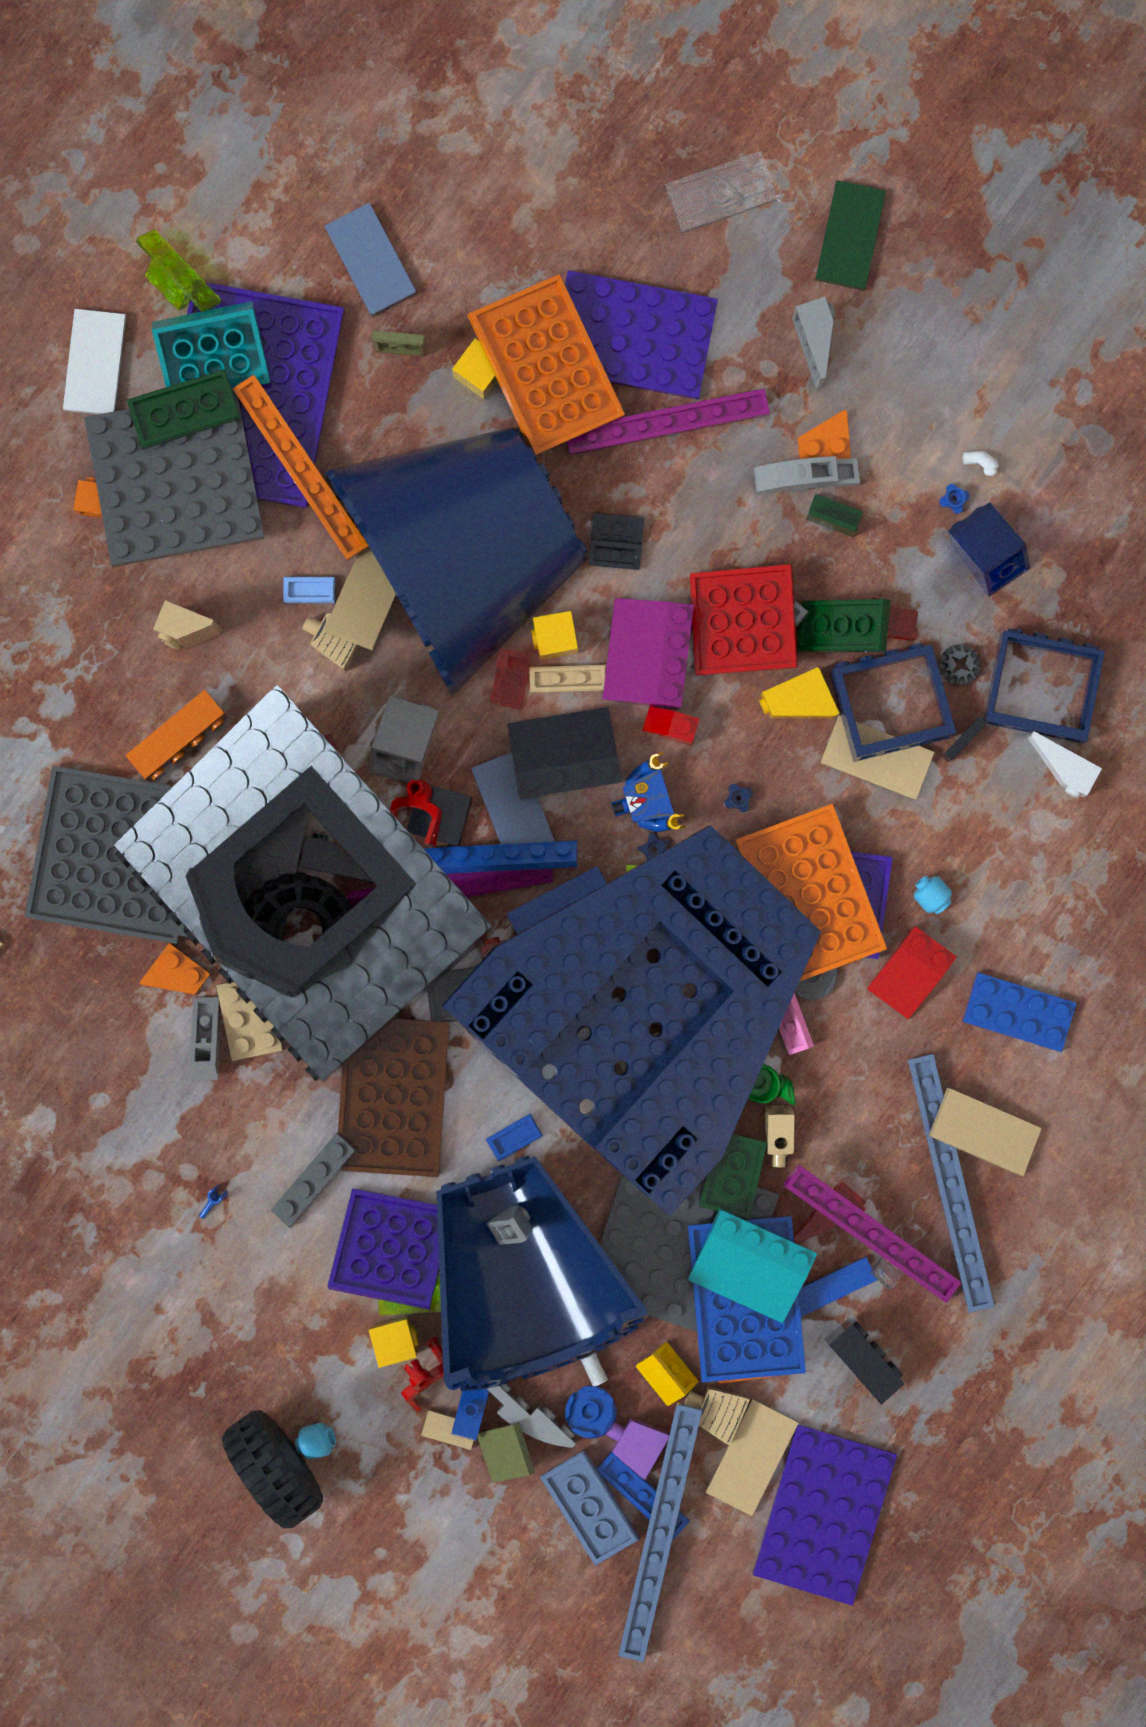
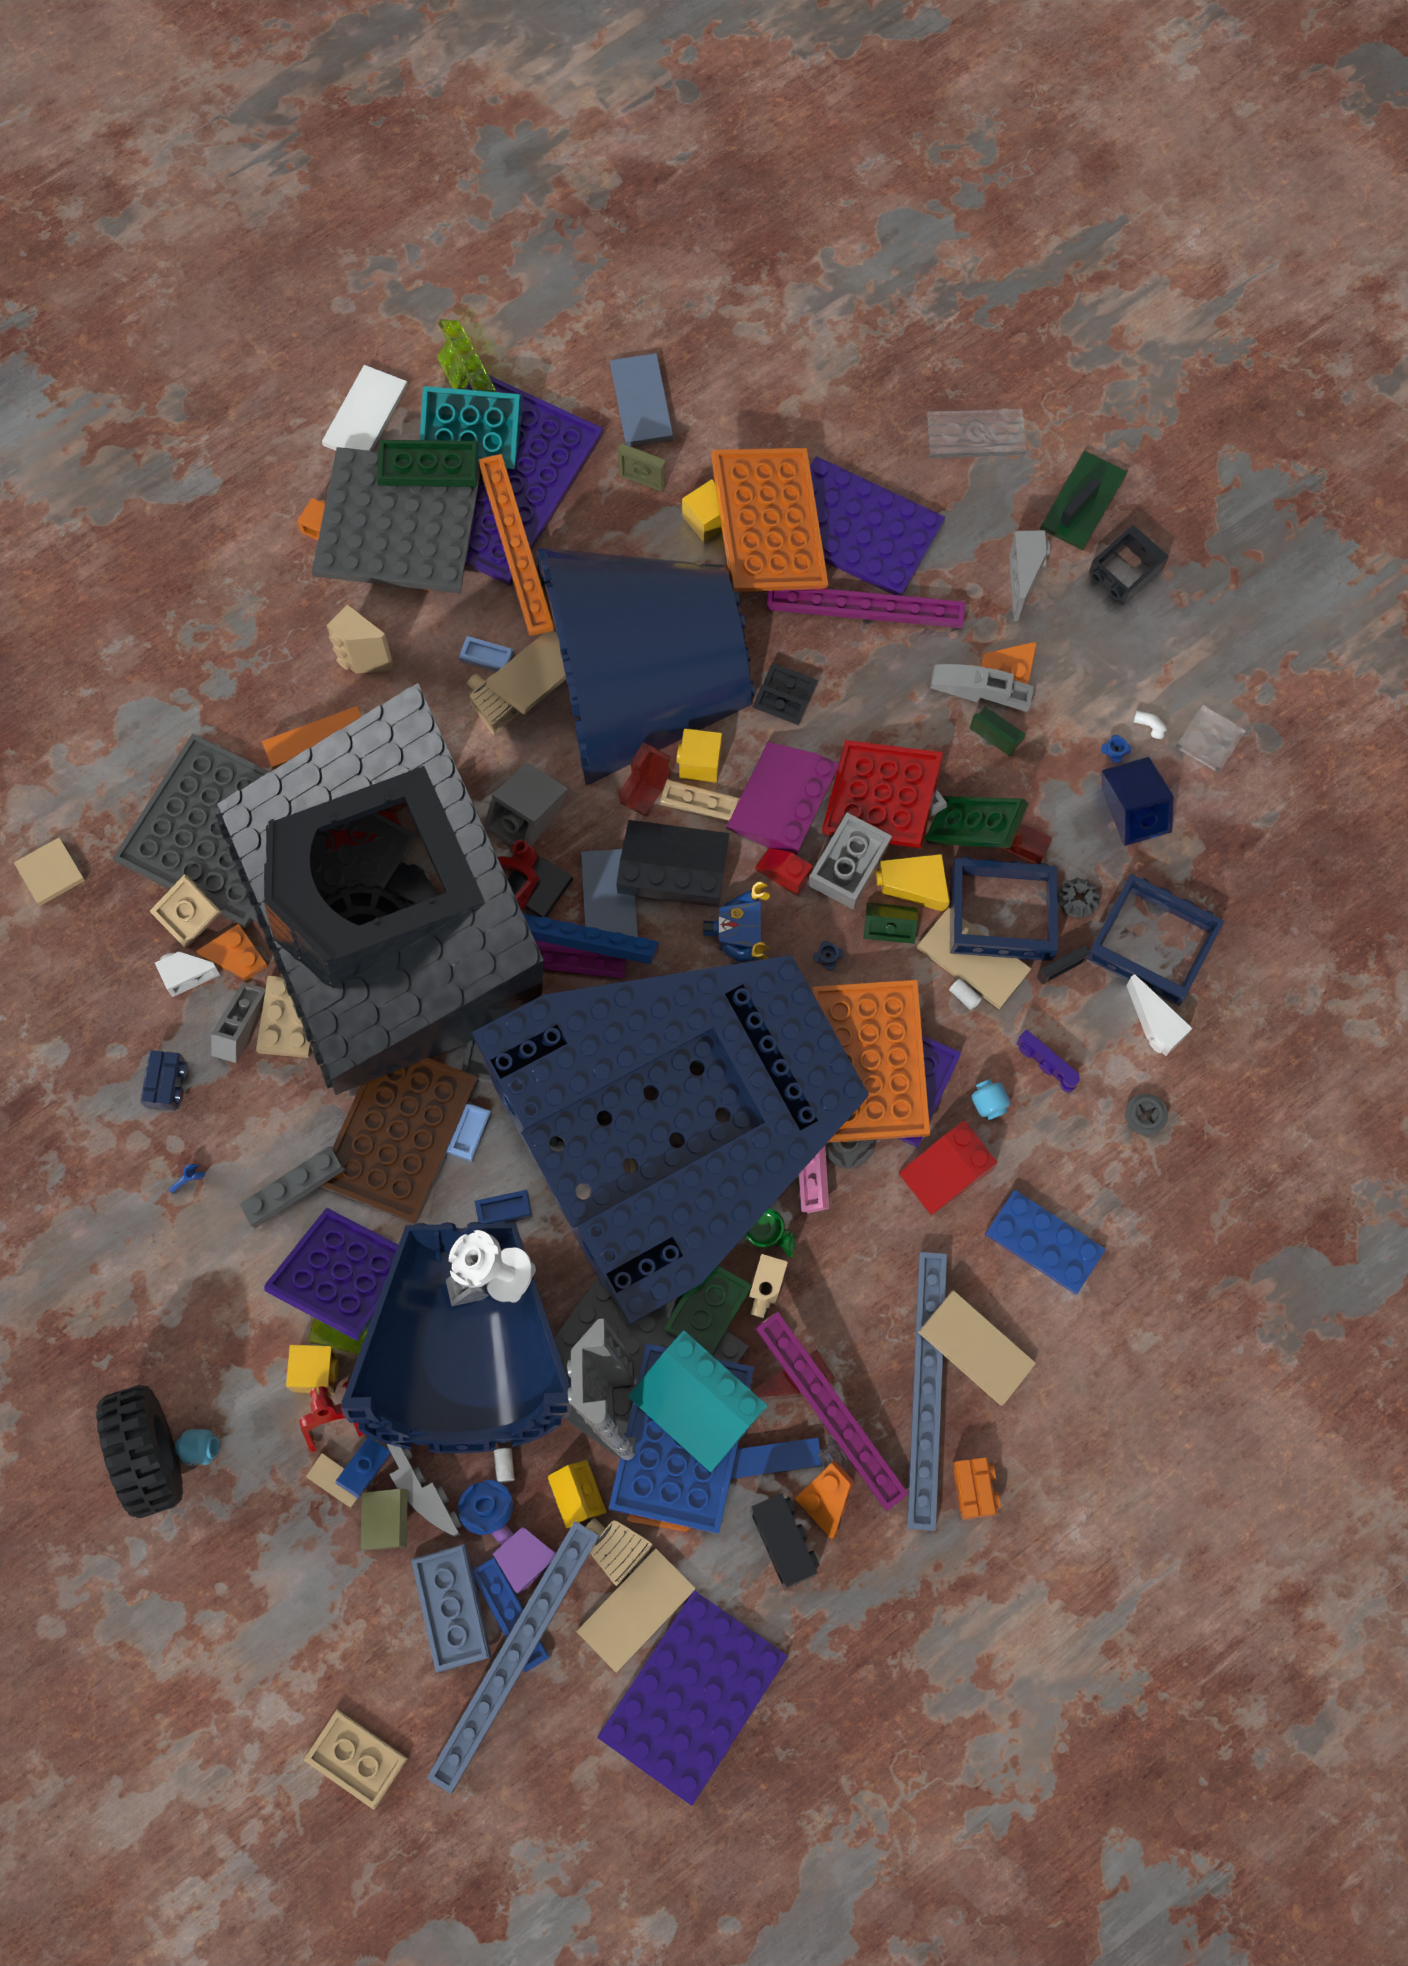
camera: 20 degrees right, 15 degrees down
(115, 947) = (185, 911): none -> tan tile
(134, 1007) = (184, 972): none -> white slope
(156, 1117) = (163, 1080): none -> dark blue brick
(458, 1075) = (469, 1132): none -> light blue tile
(528, 1212) = (480, 1261): none -> white piece
(550, 1658) = (356, 1759): none -> tan tile
(658, 1291) = (596, 1367): none -> light grey slope
(733, 700) = (849, 861): none -> light grey slope
(788, 746) = (890, 923): none -> dark green panel
(849, 244) = (1080, 502): none -> black tile
(870, 795) = (962, 991): none -> white piece
(890, 1308) = (826, 1498): none -> orange wing
(925, 274) = (1140, 546): none -> black window
(976, 840) = (1048, 1061): none -> dark purple plate
(1019, 1259) = (975, 1488): none -> orange brick
(1043, 458) = (1210, 738): none -> clear plate
(1091, 861) = (1146, 1102): none -> dark grey gear

